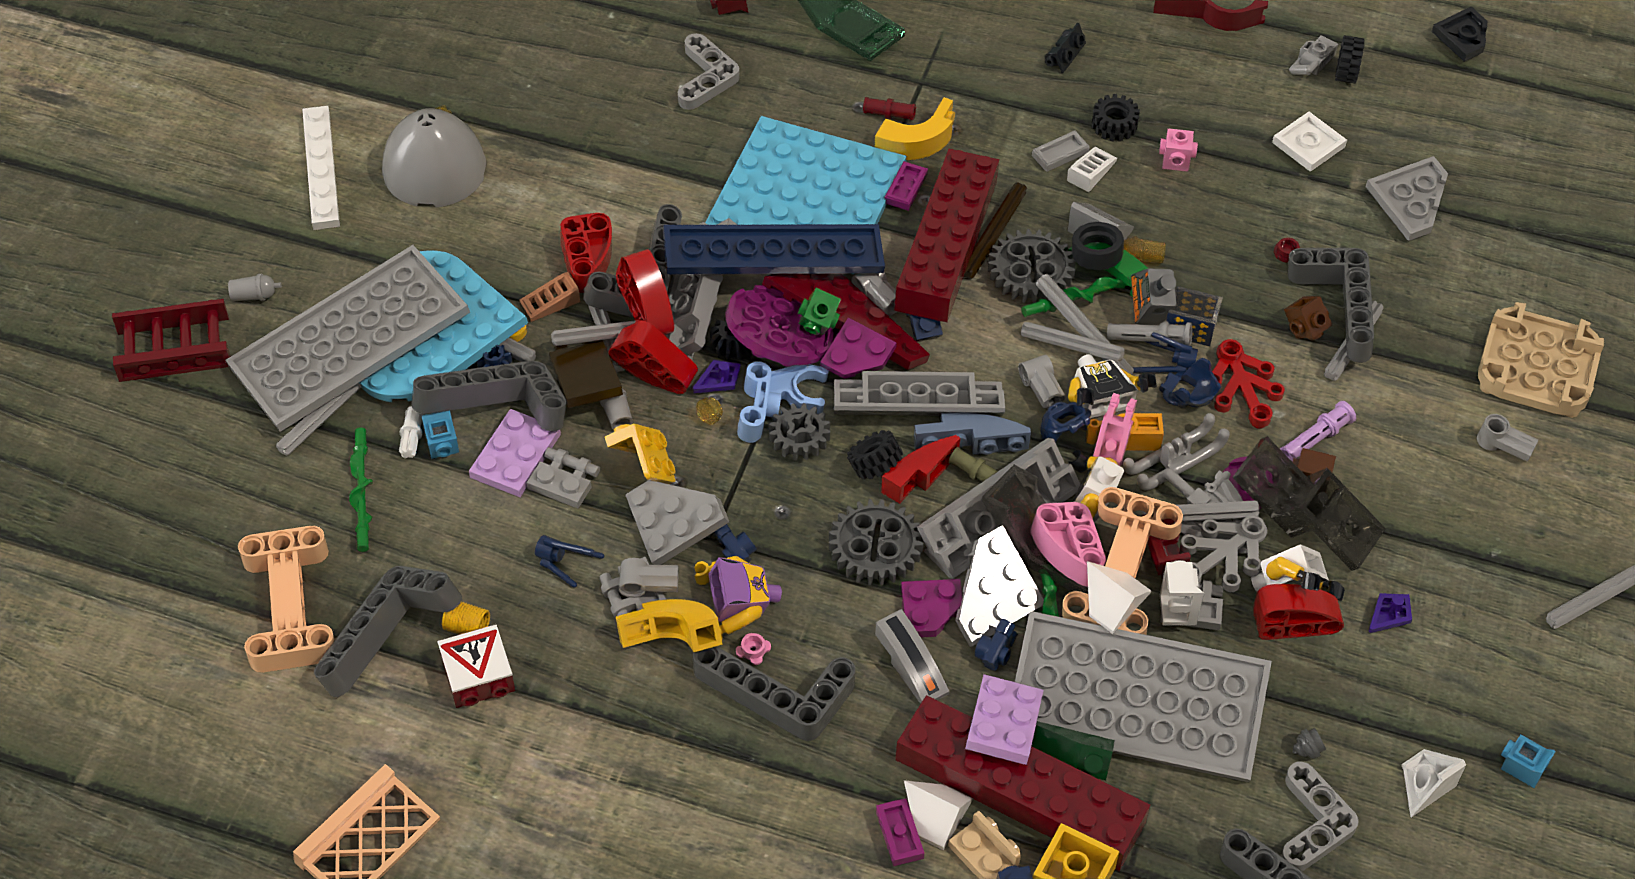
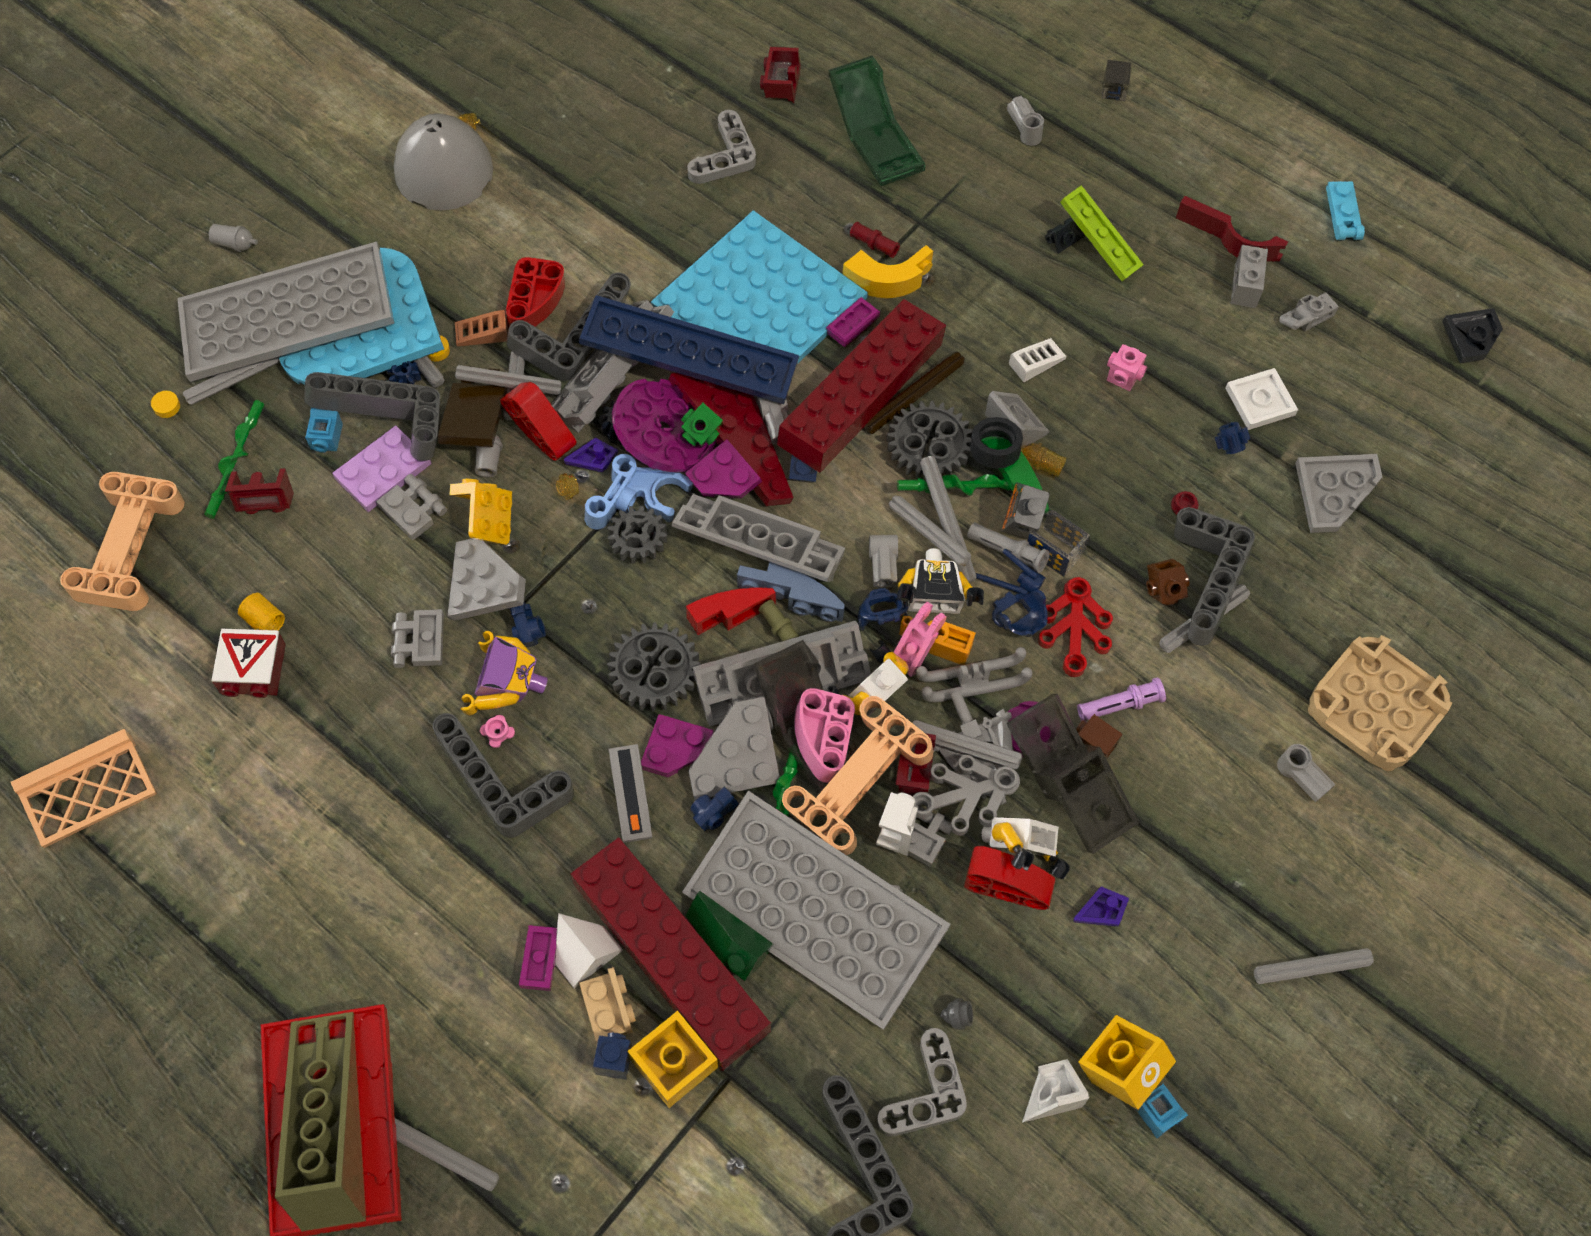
camera: 20 degrees right, 10 degrees up
(174, 360) = (148, 284): dark red fence -> none
(261, 462) = (165, 404): none -> yellow tile
(321, 168) = (345, 140): white plate -> none
(376, 619) = (181, 591): dark grey beam -> none
(409, 510) = (260, 495): none -> dark red window
(410, 433) = (297, 424): white axle -> none
(553, 550) = (369, 574): dark blue plant -> none
(638, 577) = (423, 629): light grey piece -> none
(645, 290) = (551, 357): red beam -> none
(671, 619) = (429, 677): yellow arch -> none
(875, 454) = (690, 582): black tyre -> none
(1004, 719) = (675, 889): lavender plate -> none
(1060, 151) = (1016, 332): light grey tile -> none
(1099, 41) = (1101, 233): none -> lime plate
(1113, 595) = (829, 804): white slope -> none
(1115, 107) = (1083, 303): black tyre -> none
(1247, 41) = (1249, 276): none -> light grey brick
(1302, 181) = (1232, 438): none -> dark blue gear
(1349, 59) = (1340, 327): black tyre -> none
(1481, 725) = (1127, 1062): none -> yellow brick

